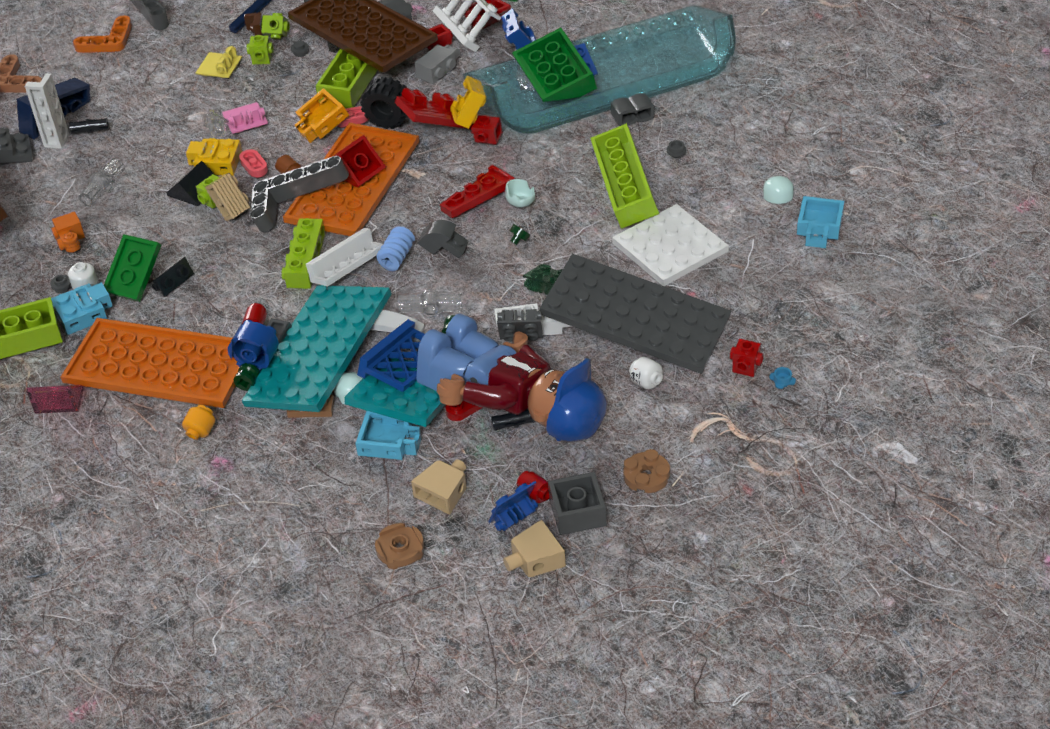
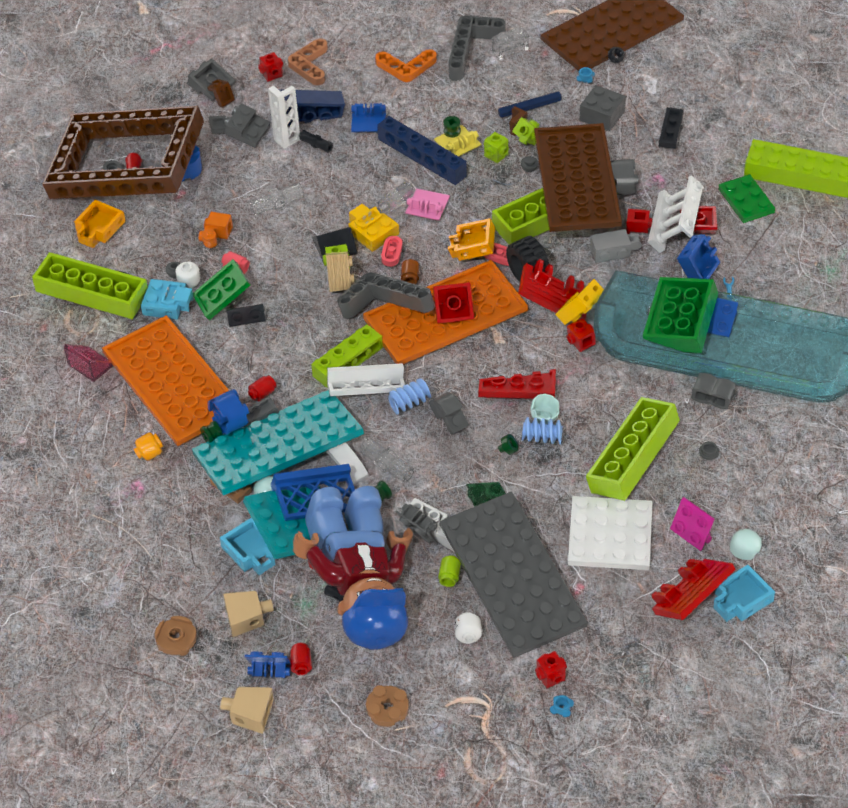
camera: 40 degrees right, 5 degrees up
(111, 245) = (242, 261): none -> coral brick
(118, 86) = (367, 118): none -> blue hinge
(196, 83) = (422, 150): none -> dark blue brick
(204, 54) = (451, 126): none -> dark green wheel
(534, 207) = (542, 430): none -> light blue piece
(577, 503) = (309, 693): dark grey brick -> none
(580, 344) = (449, 571): none -> lime brick
(729, 195) = (692, 524): none -> dark pink hinge
(781, 237) = (698, 582): none -> red hinge

